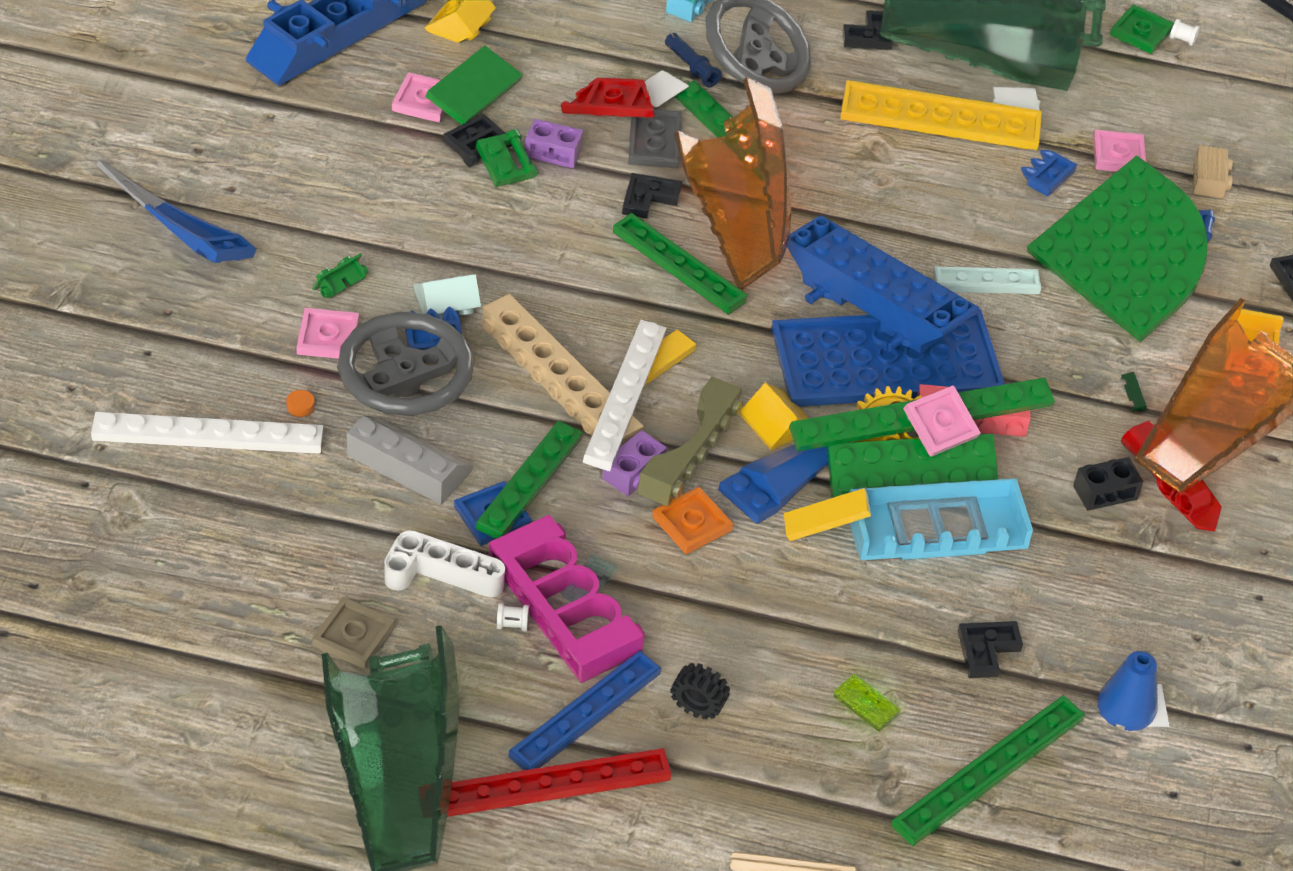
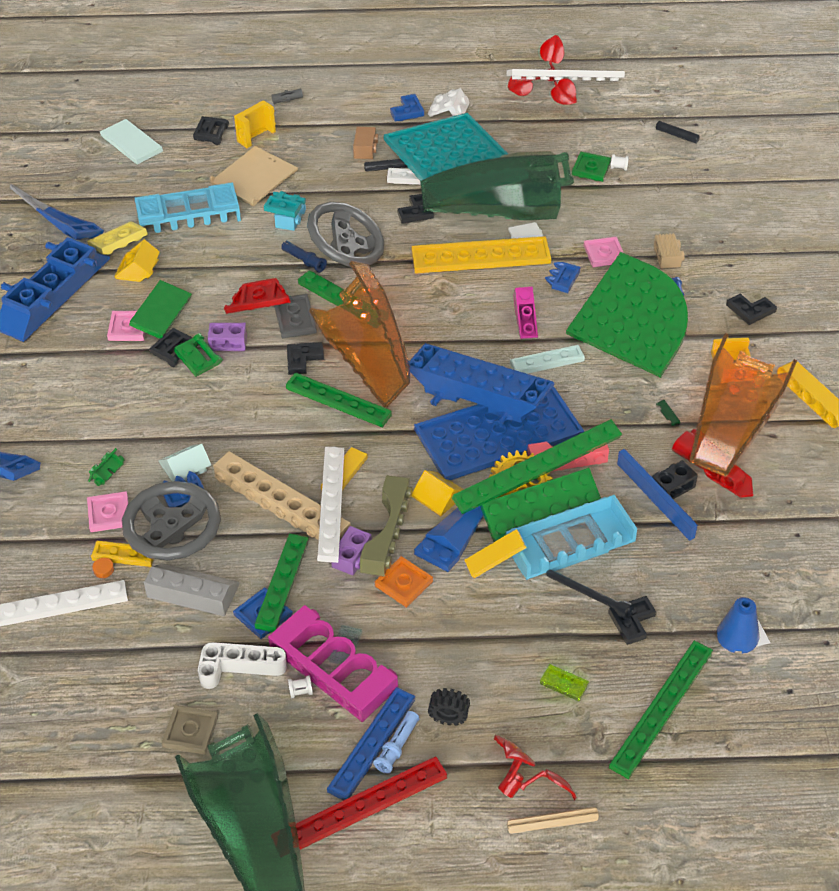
camera: 10 degrees left, 0 degrees up
(327, 391) = (119, 553): none -> yellow tile
(610, 725) = (392, 749): none -> light blue pin
(663, 87) = (290, 280): white sticker -> none
(757, 804) = (514, 780): none -> red plant
(941, 421) = (554, 467): bright pink plate -> none
(977, 208) = (525, 312): none -> dark pink slope
(977, 628) = (622, 608): none -> black piece
(1078, 495) = (657, 494): none -> blue tile

